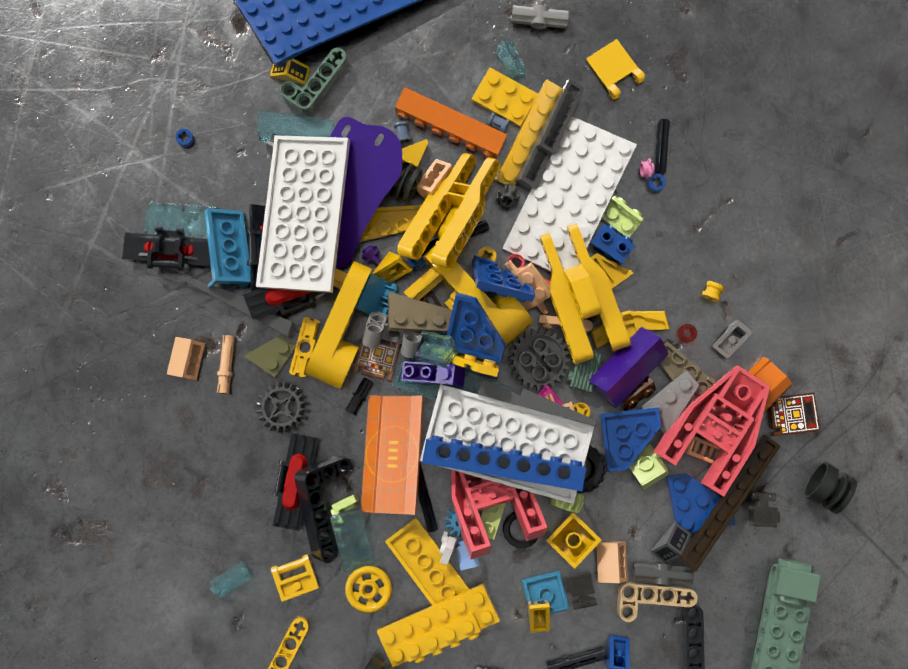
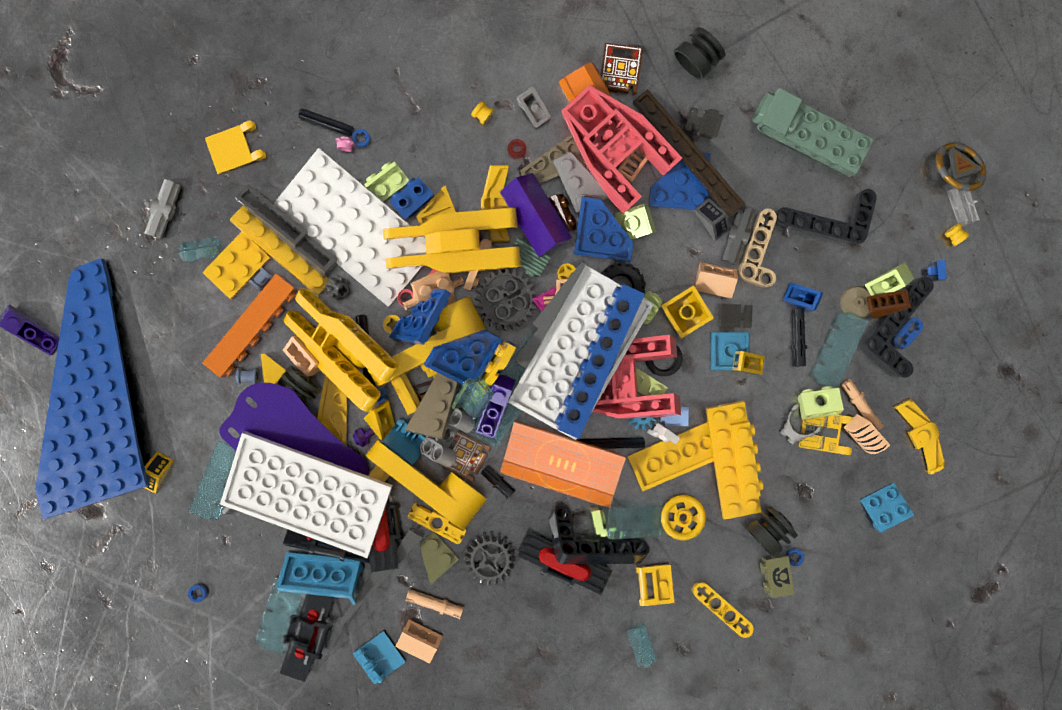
camera: 75 degrees left, 5 degrees up
(161, 324) = (379, 657): none -> dark azure hinge
(316, 80) = (171, 447): sand green beam -> none

